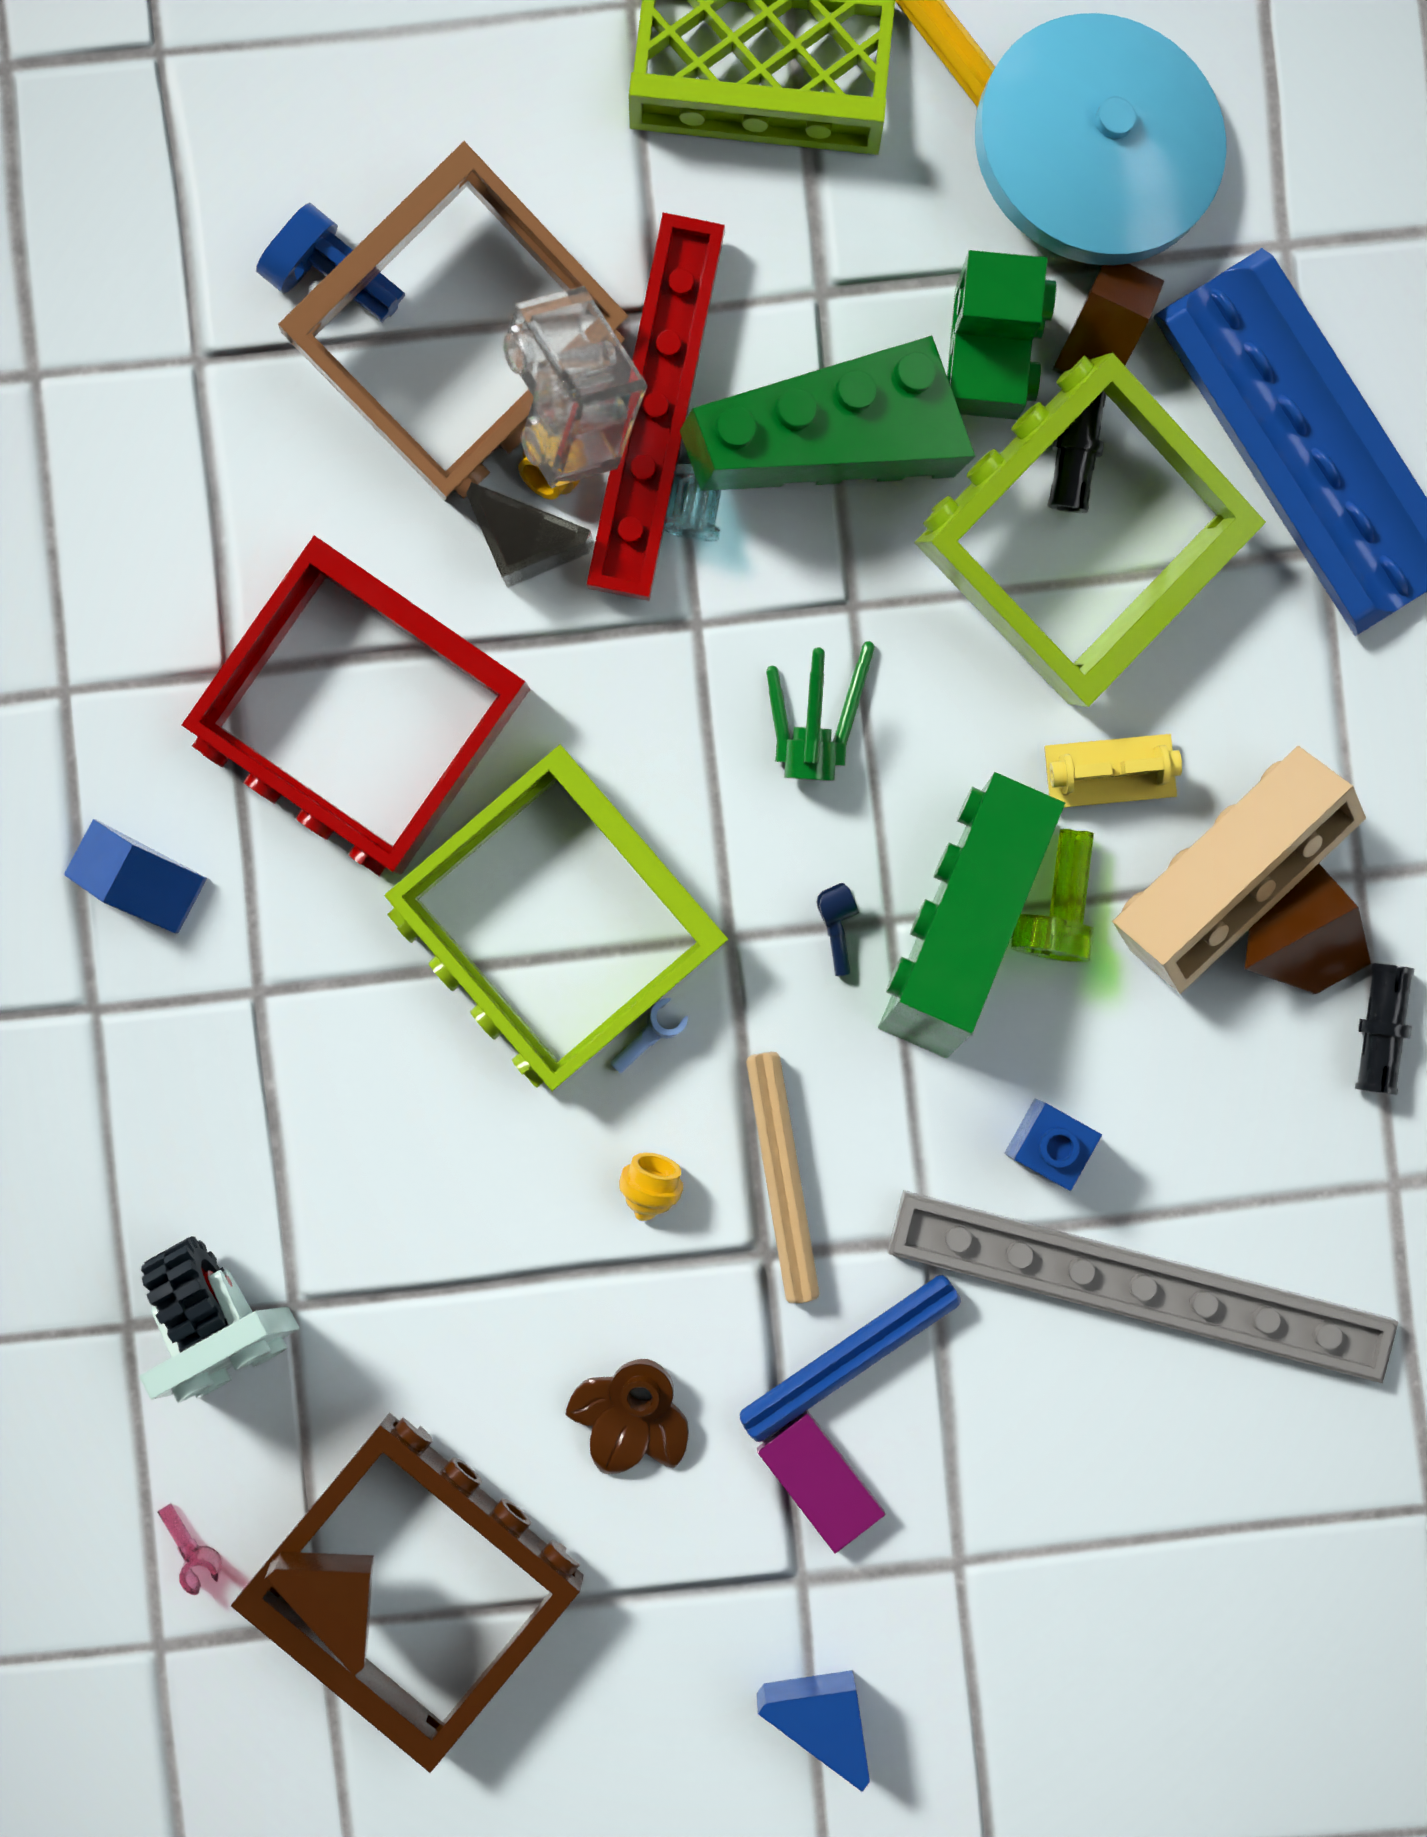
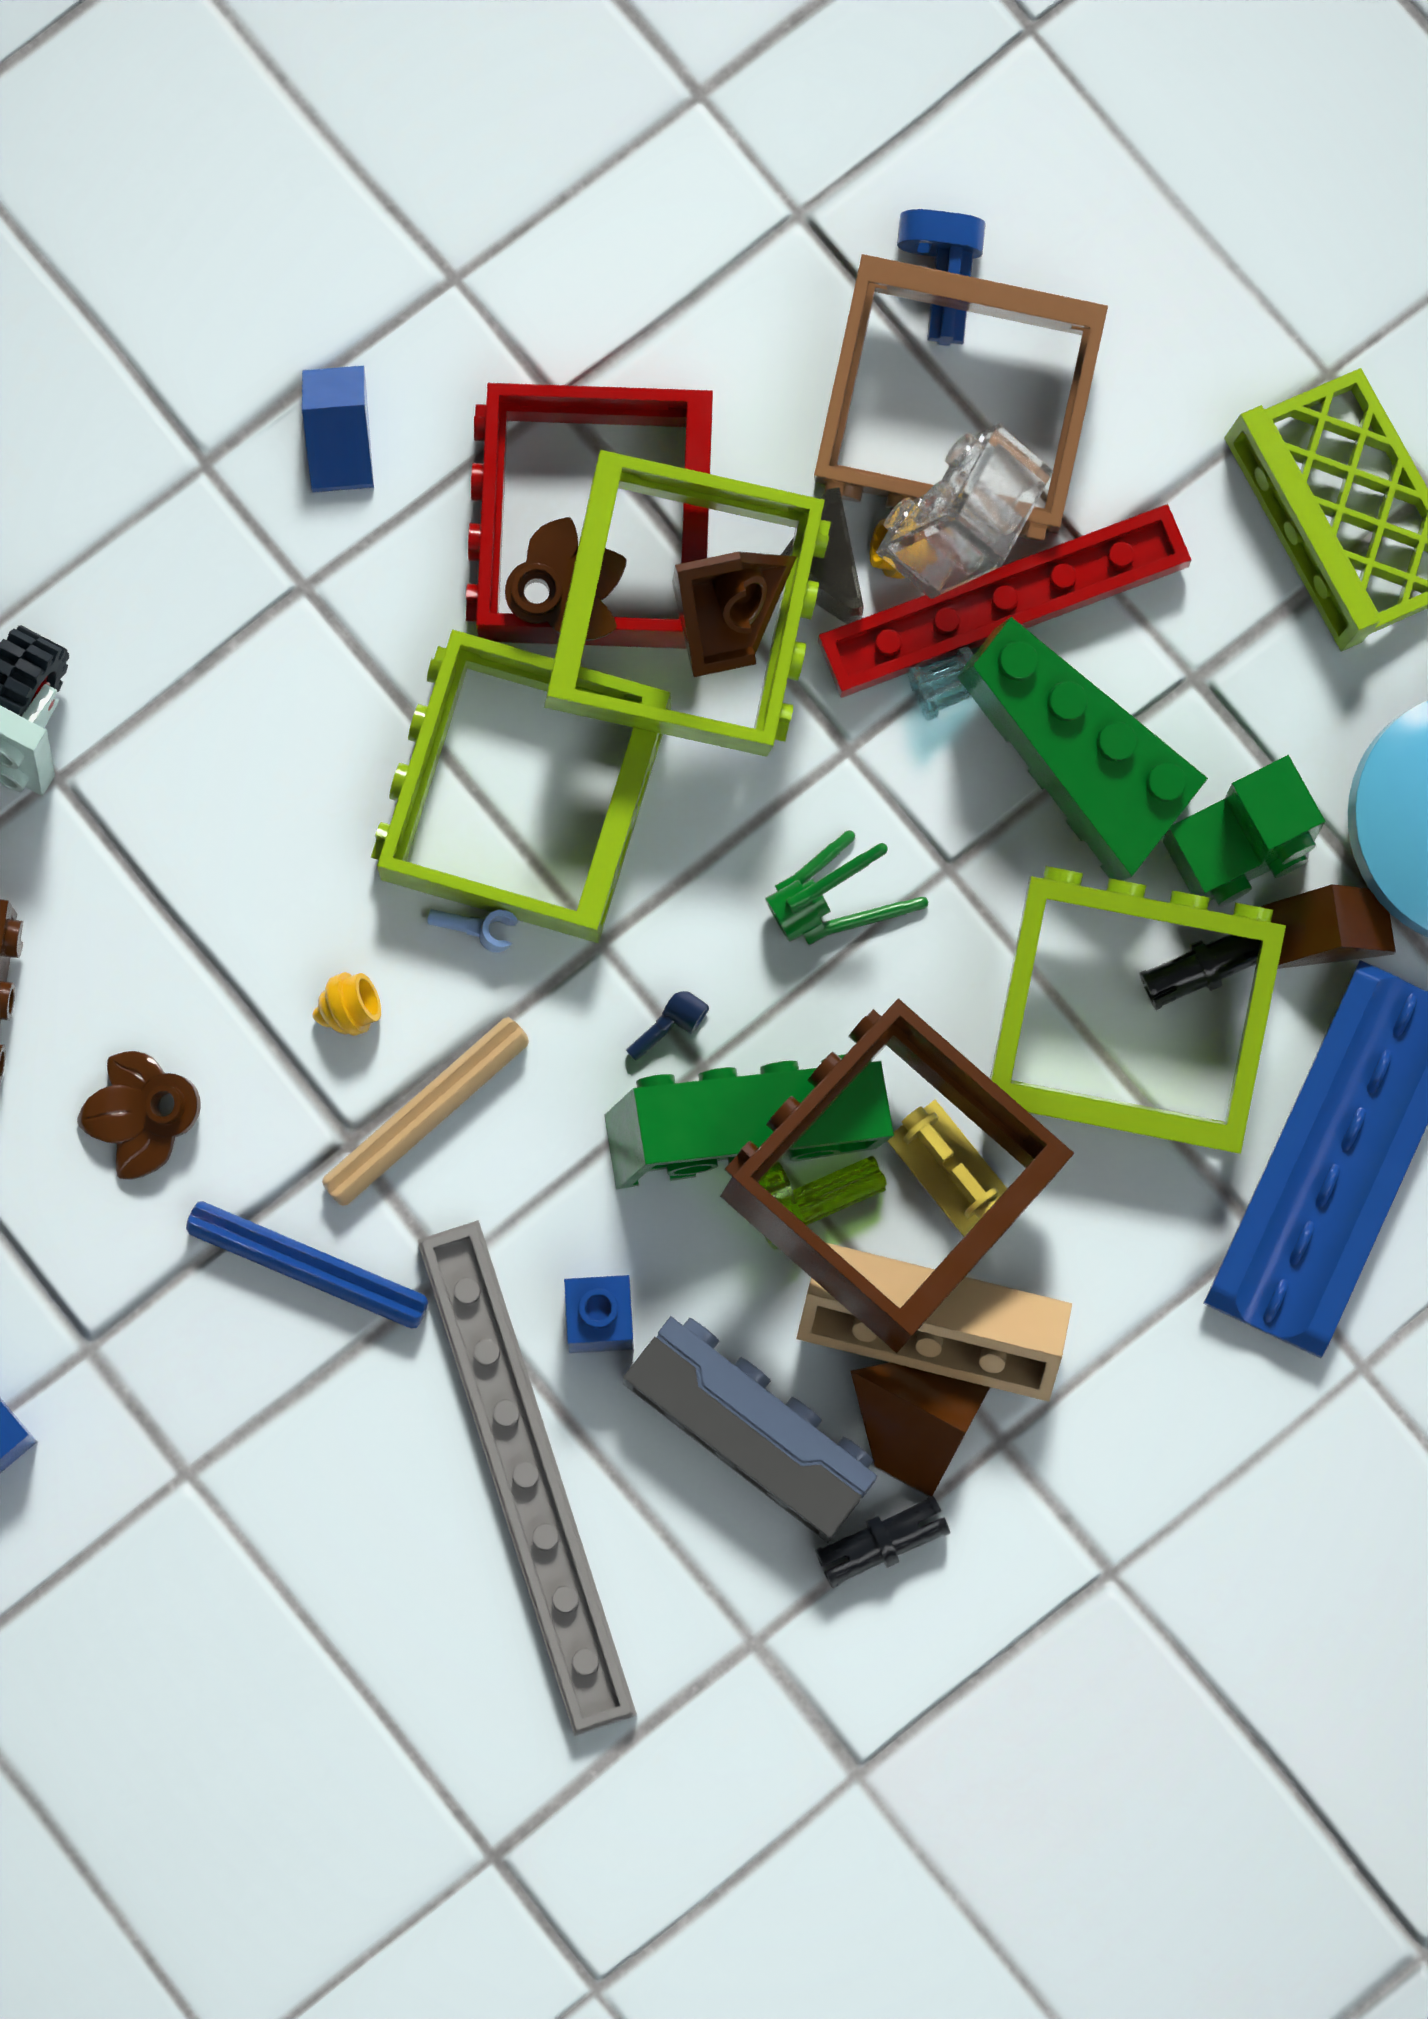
camera: 55 degrees right, 10 degrees down
(407, 762) = (551, 563): none -> reddish brown plate
(531, 650) = (728, 606): none -> reddish brown slope
(554, 586) = (796, 601): none -> lime window
(820, 1481) = (185, 1307): magenta tile -> none
(1212, 787) = (966, 1089): none -> reddish brown window
(1228, 1078) = (750, 1428): none -> piece

